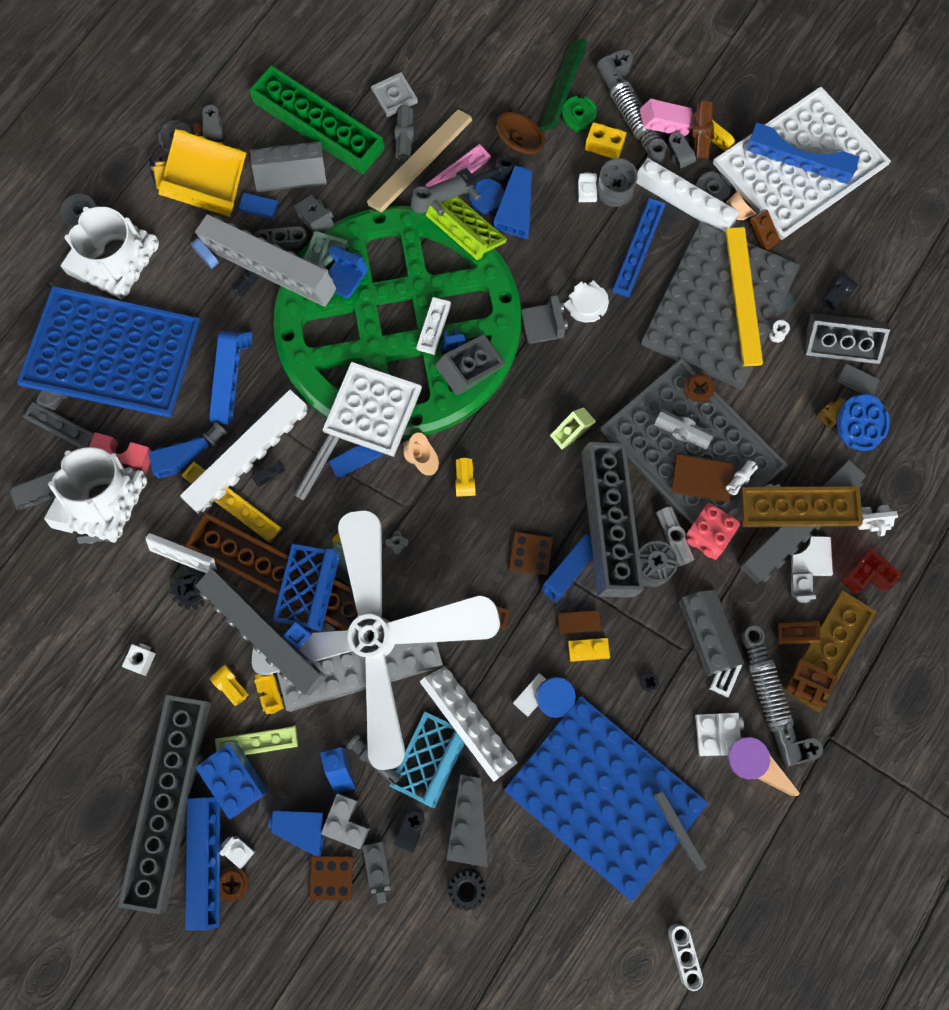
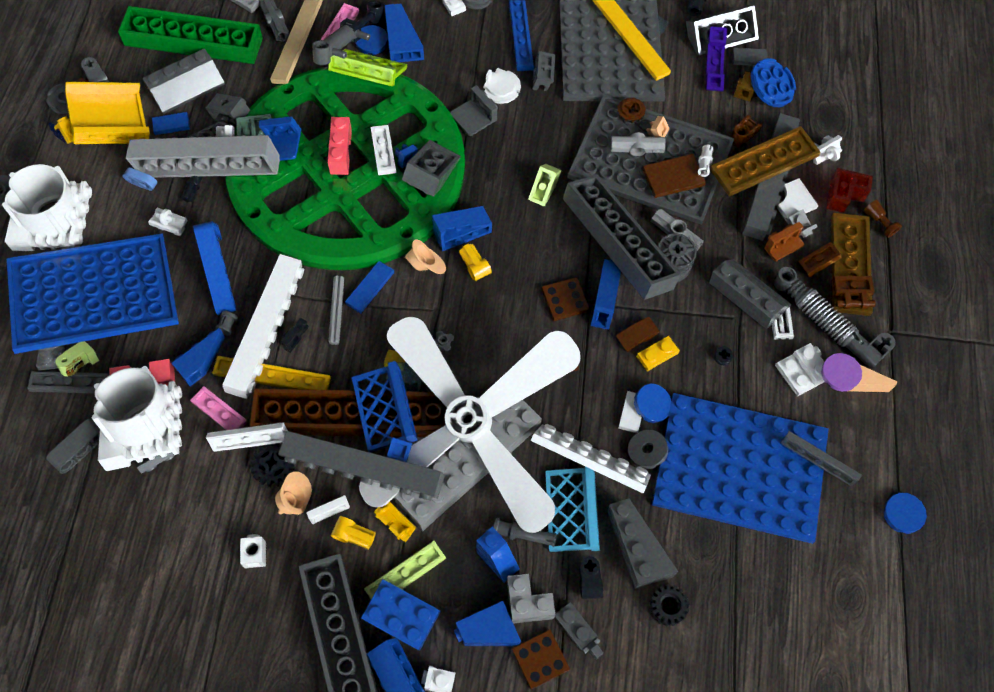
camera: 30 degrees left, 10 degrees down
(71, 408) = (75, 358): none -> yellowish green leg
(171, 514) = (218, 410): none -> bright pink tile
(196, 625) = (293, 494): none -> light nougat piece
(209, 309) = (168, 221): none -> white hips
(218, 653) = (328, 509): none -> white tile
(297, 244) = (226, 130): none -> white bracket
(372, 409) = (364, 237): white plate -> none
(388, 312) = (338, 145): none -> coral arch
(469, 436) = (460, 226): none -> blue wedge
(518, 730) = (643, 439): none -> dark grey tile
(636, 305) = (543, 70): none -> dark grey hinge
(692, 964) = (896, 566): white beam -> none
(712, 531) = (705, 214): coral bracket -> none
(715, 421) = (658, 127): none -> light nougat tile
(733, 918) = (905, 513): none -> blue tile
(774, 599) = (784, 242): none -> dark orange bracket
(778, 330) = (666, 40): white bush -> none
(807, 460) = (745, 131): none -> reddish brown piece
(818, 369) = (715, 58): none -> dark purple slope
(889, 611) = (878, 213): none -> reddish brown piece

